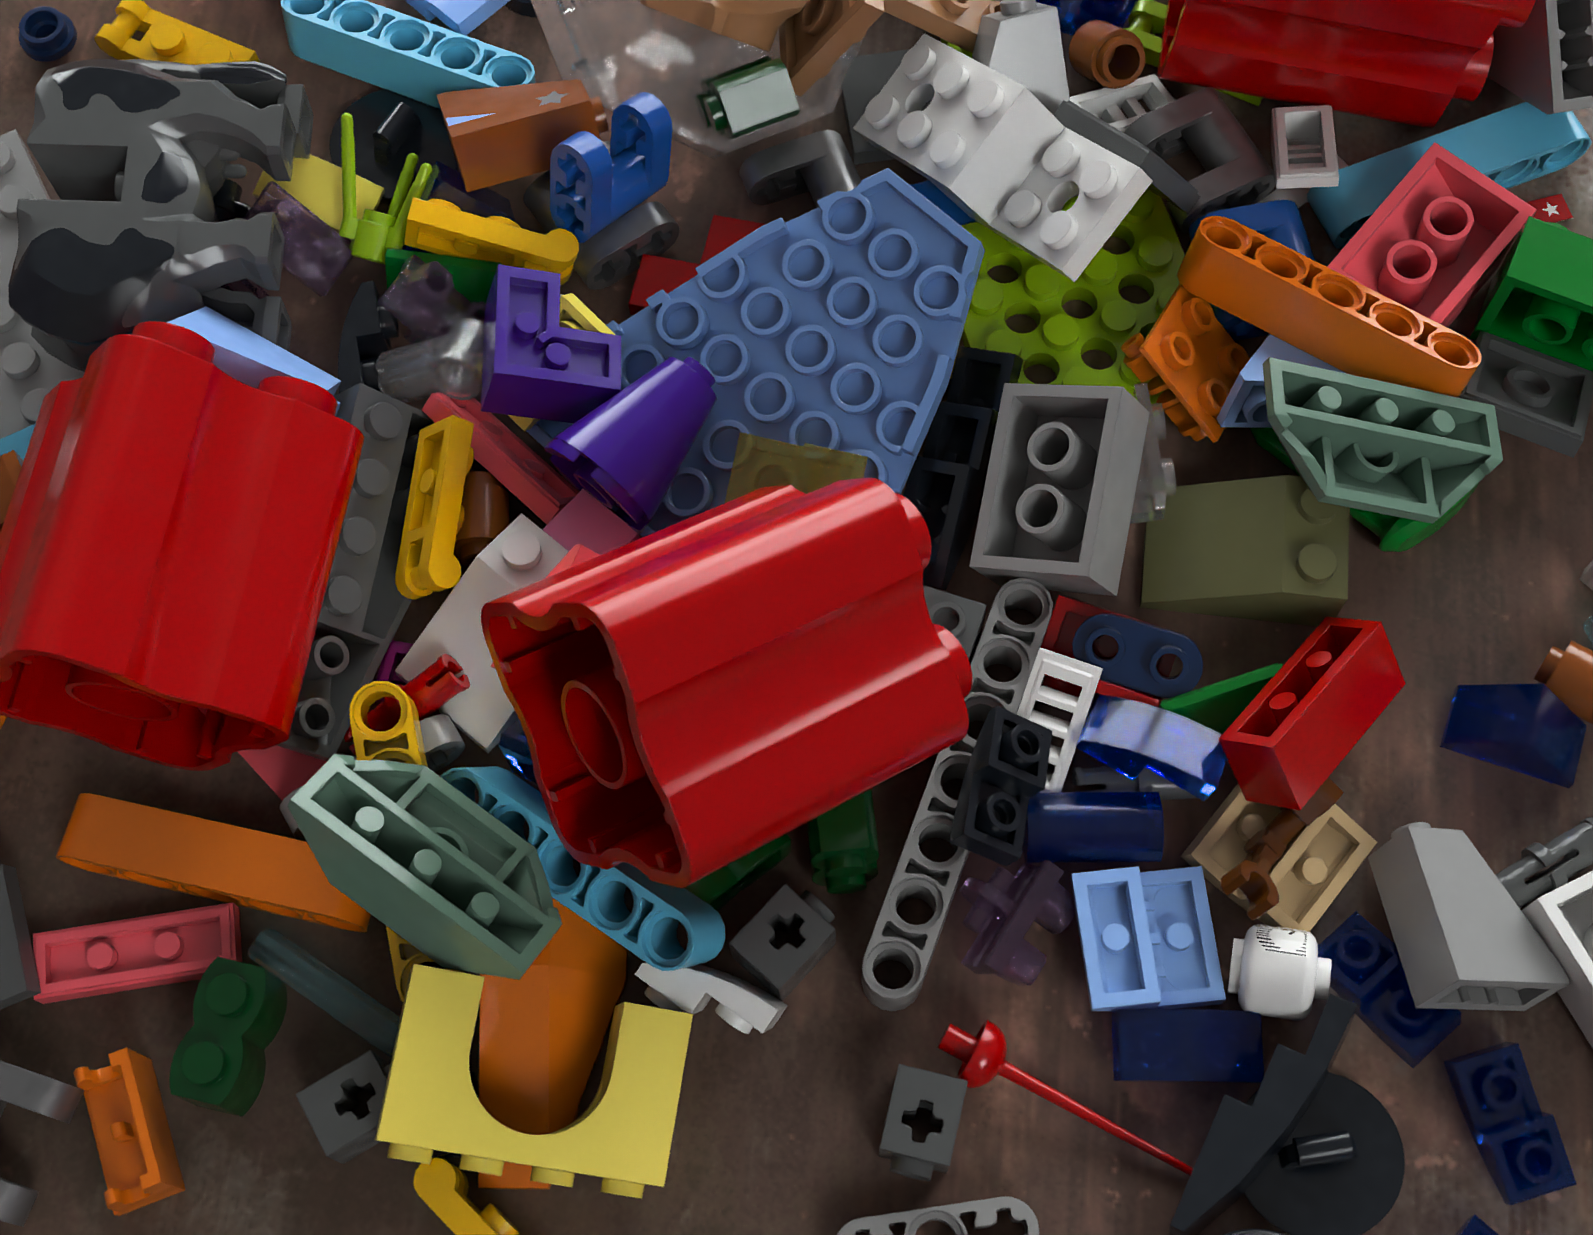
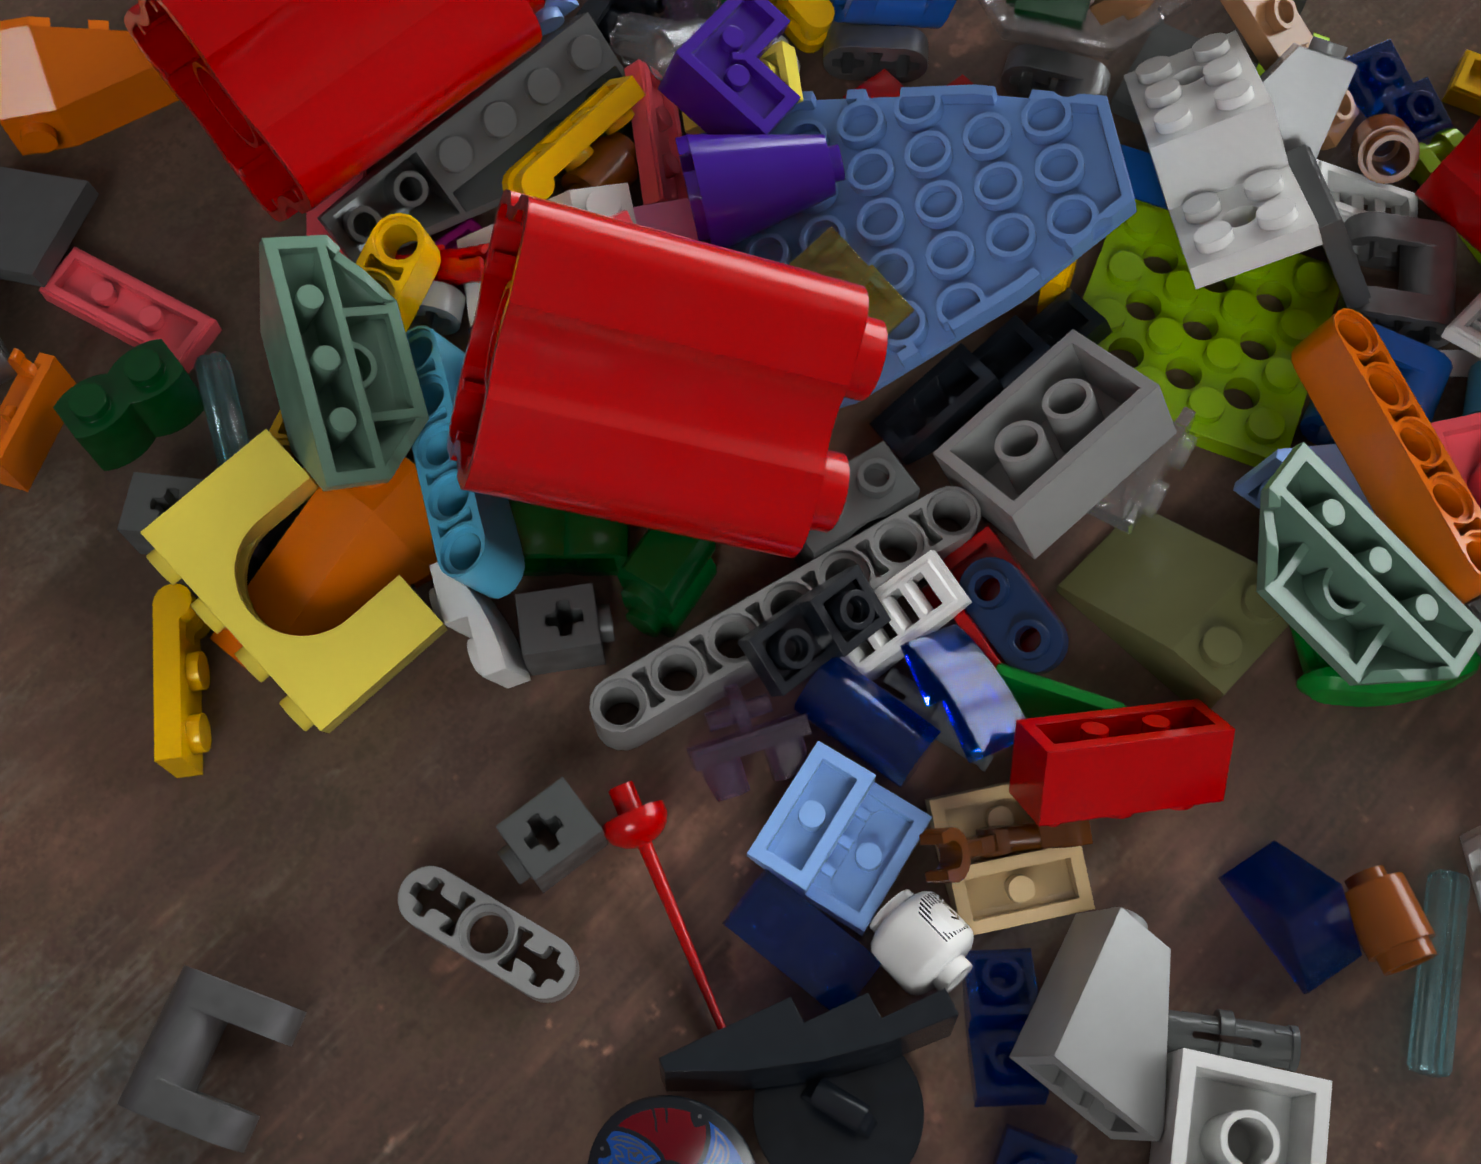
camera: 35 degrees right, 0 degrees up
(205, 860) = (207, 261): orange beam -> none
(1190, 361) = (1250, 418): orange hinge -> none

